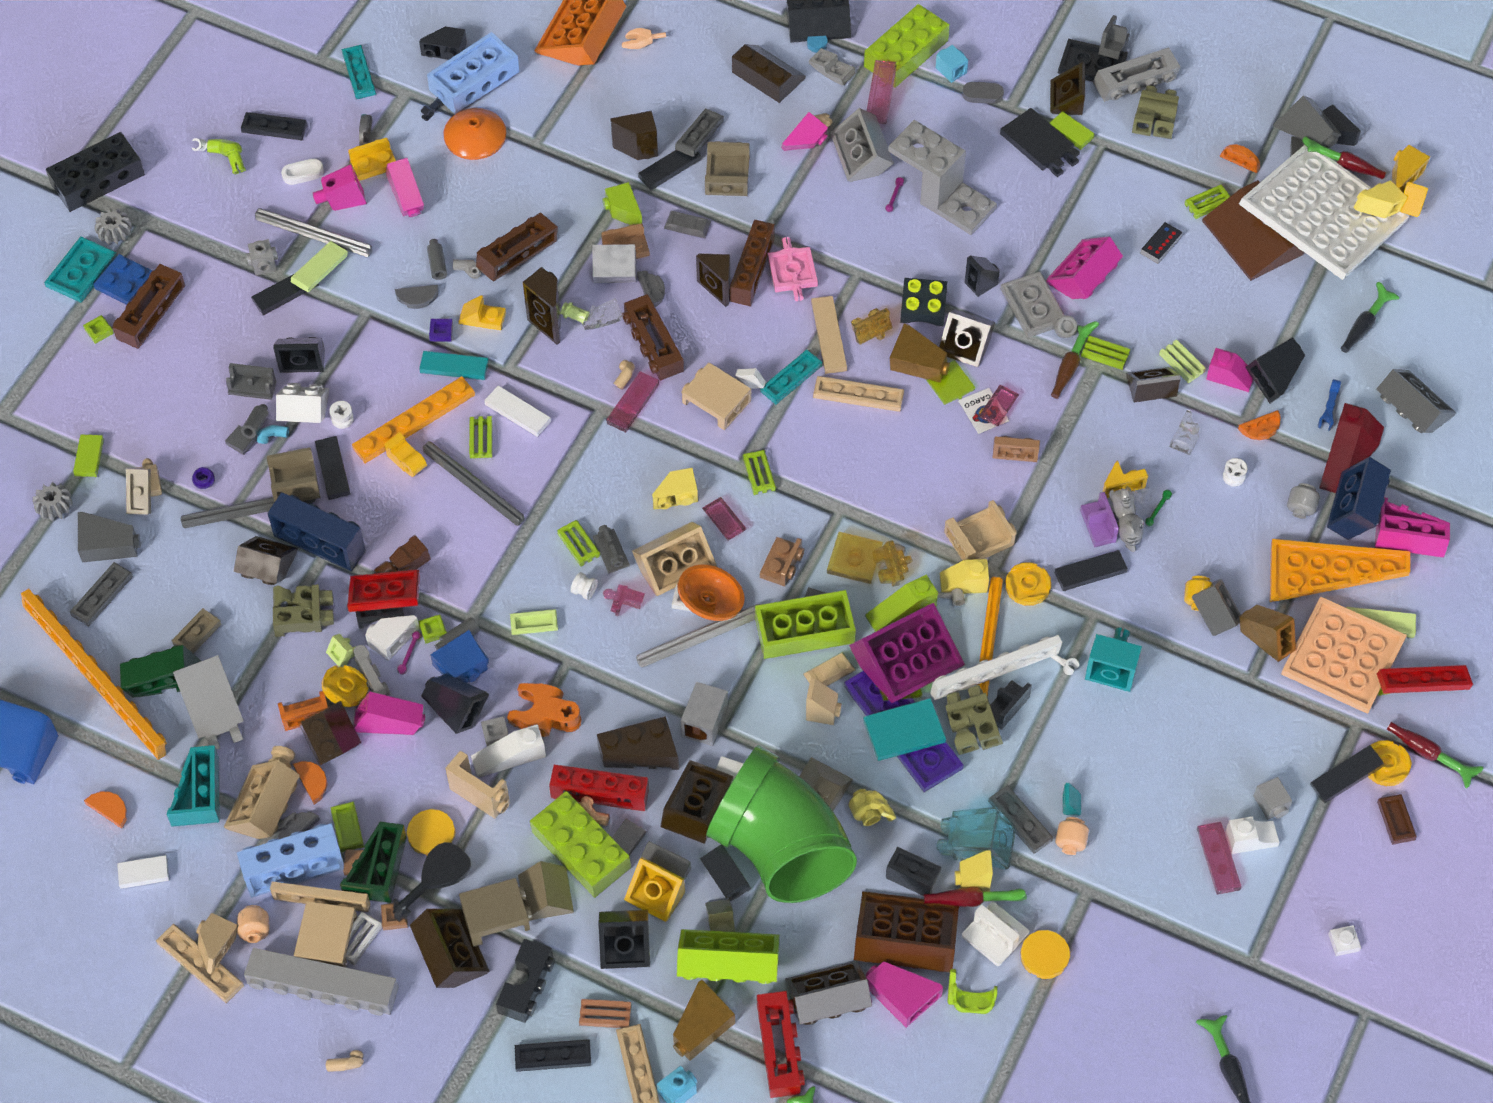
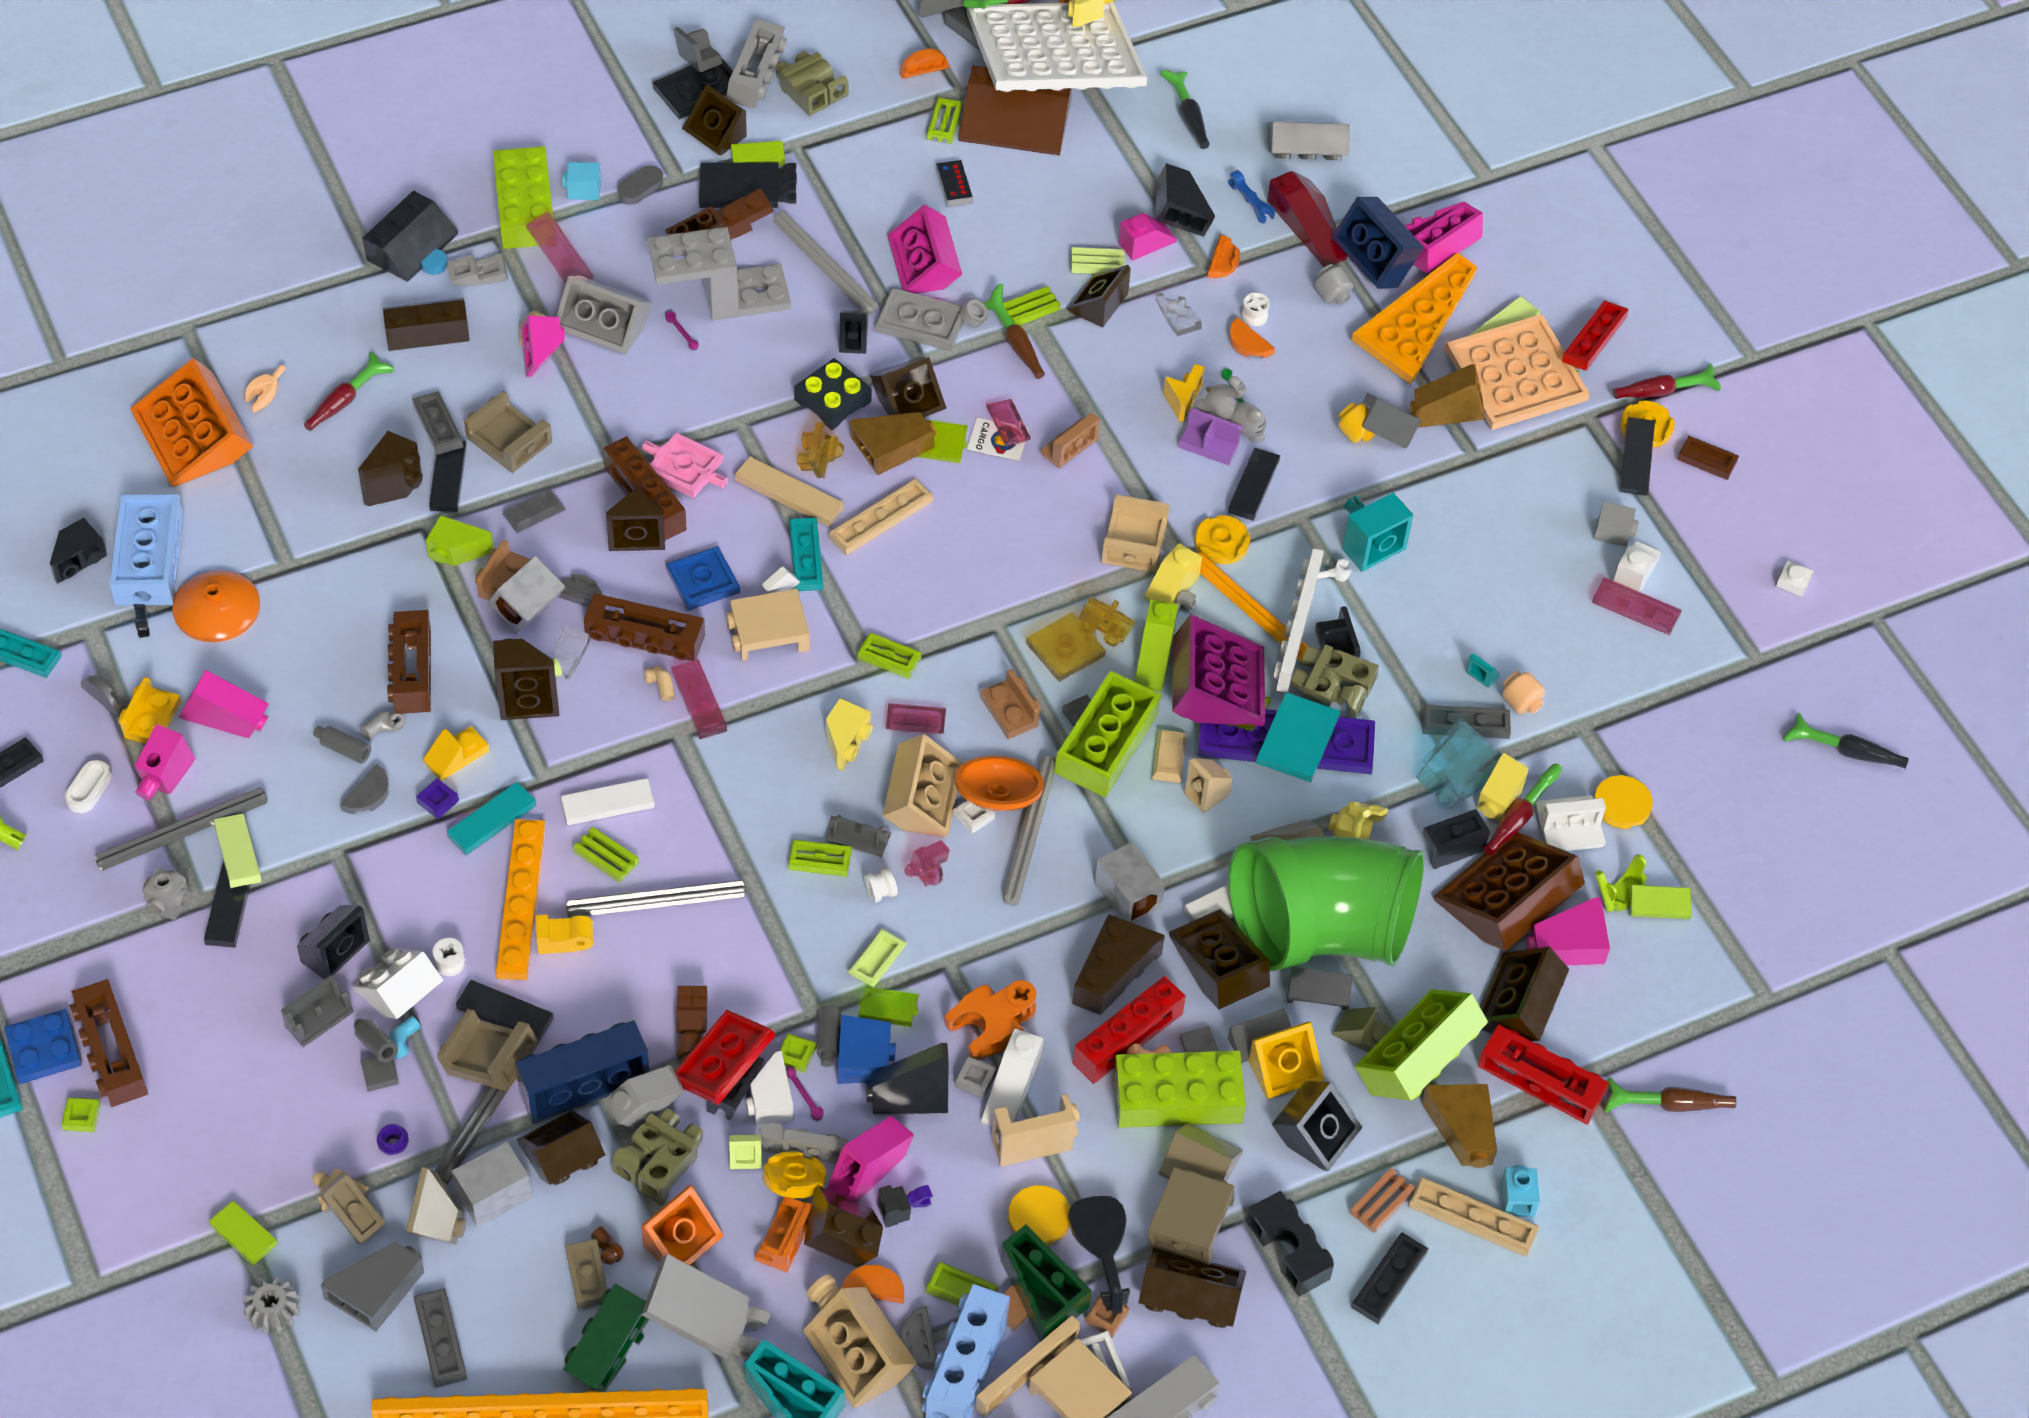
camera: 55 degrees left, 5 degrees down
(166, 527) = (435, 1210): none -> slope
(209, 544) = (492, 1184): none -> flat silver piece
(224, 631) = (611, 1249): none -> reddish brown arm
(259, 656) = (681, 1229): none -> orange slope
(326, 572) = (644, 1095): none -> light grey slope
(371, 752) = (896, 1205): none -> pearl dark grey piece
(503, 651) = (889, 1006): none -> clear neon green piece
(677, 75) = (346, 392): none -> dark red piece
(721, 339) = (703, 578): none -> blue tile
(982, 1028) = (1660, 902): none -> lime tile
(996, 154) = (735, 216): none -> reddish brown slope
(1023, 225) = (825, 263): none -> light grey axle
(1205, 486) = (1247, 341): none -> orange tile

